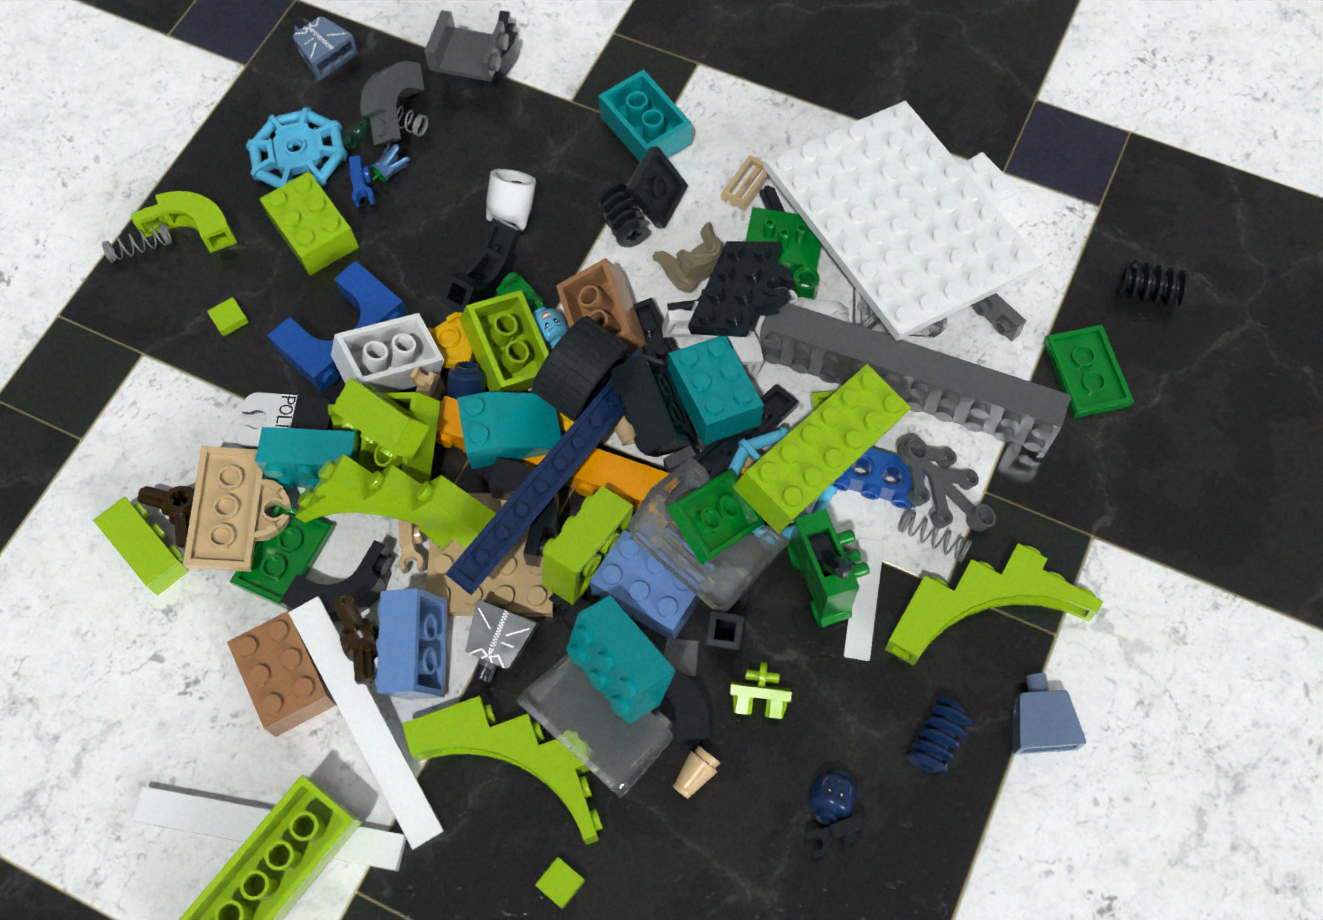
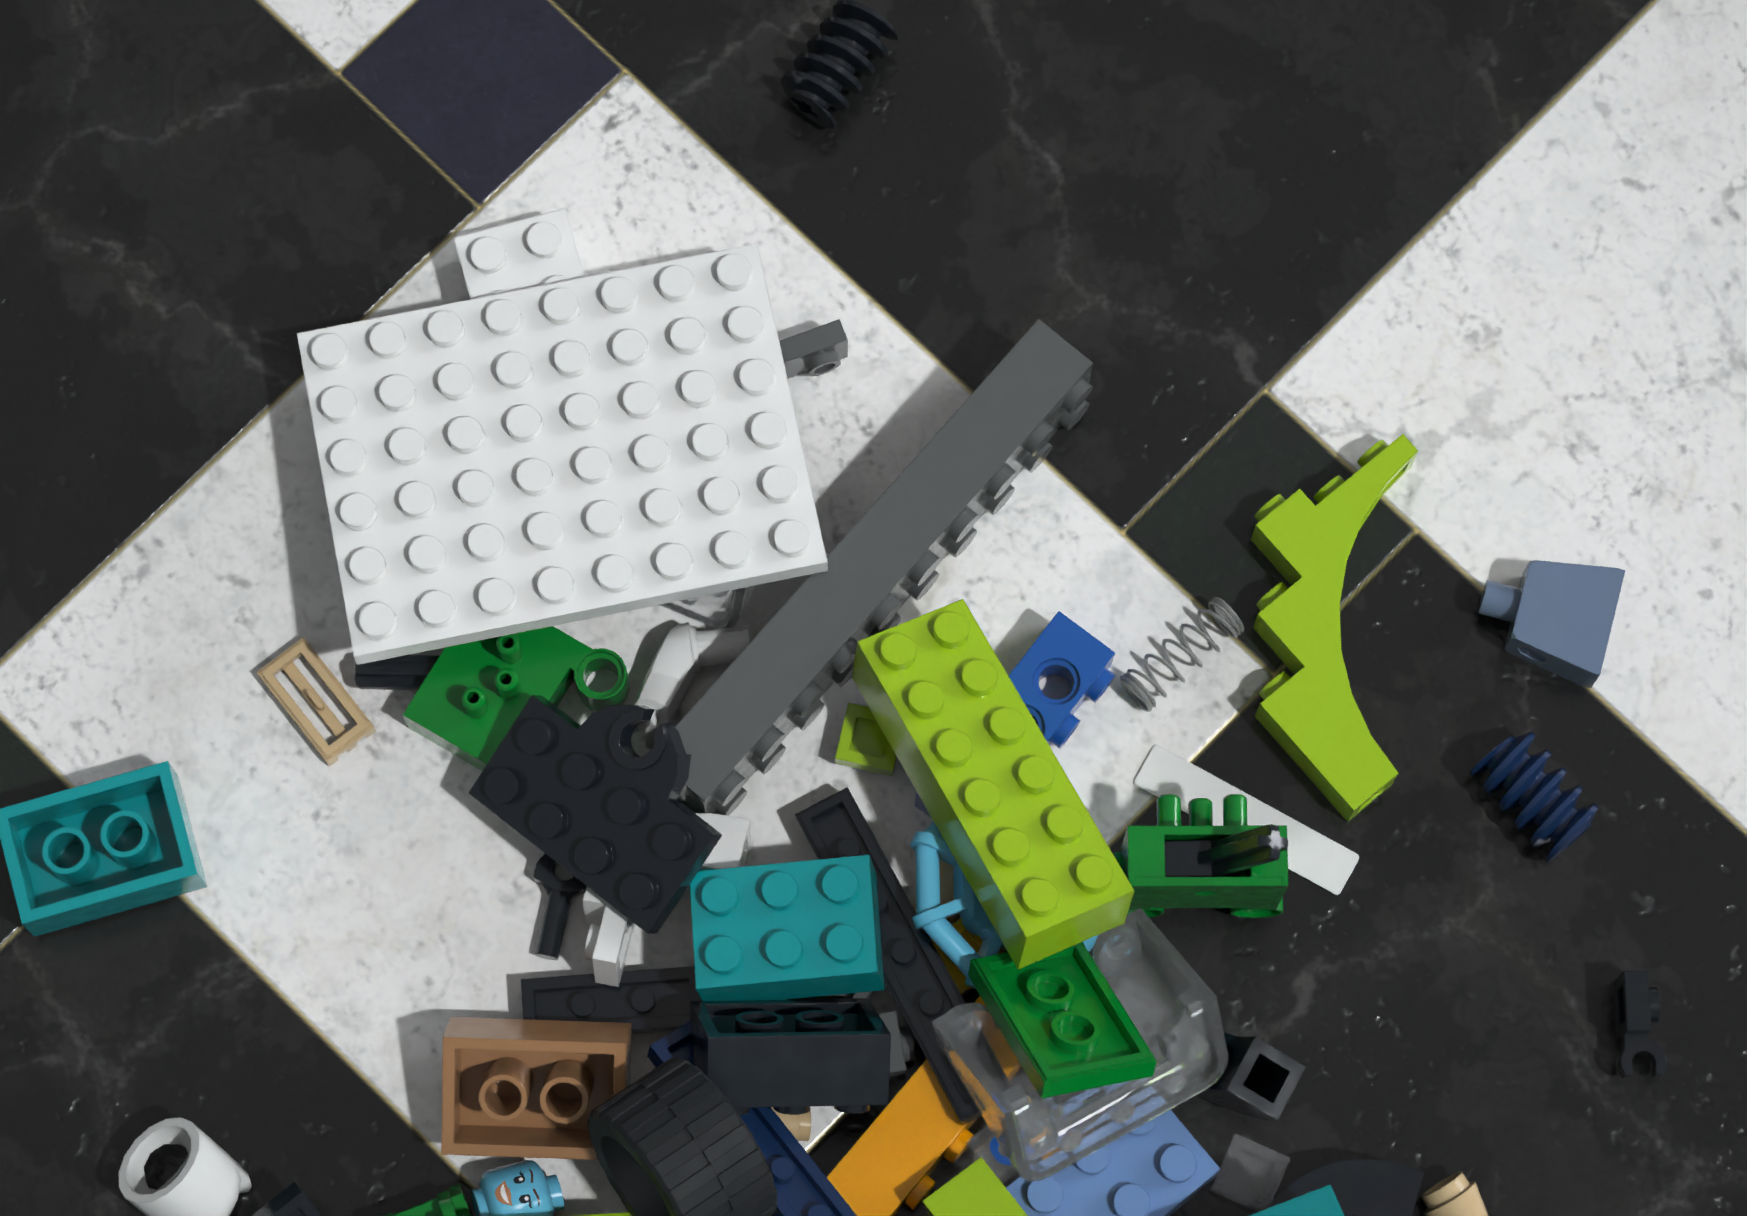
camera: 75 degrees left, 10 degrees up
(622, 215) = (308, 973): black piece -> none
(657, 187) = (279, 885): black tile -> none
(692, 266) = (472, 862): dark tan hair -> none
(776, 696) = (1357, 1055): hips -> none
(832, 797) = (1577, 1007): dark blue head -> none
(917, 457) = (1043, 630): dark grey plant -> none
(1088, 371) = (958, 253): green tile -> none

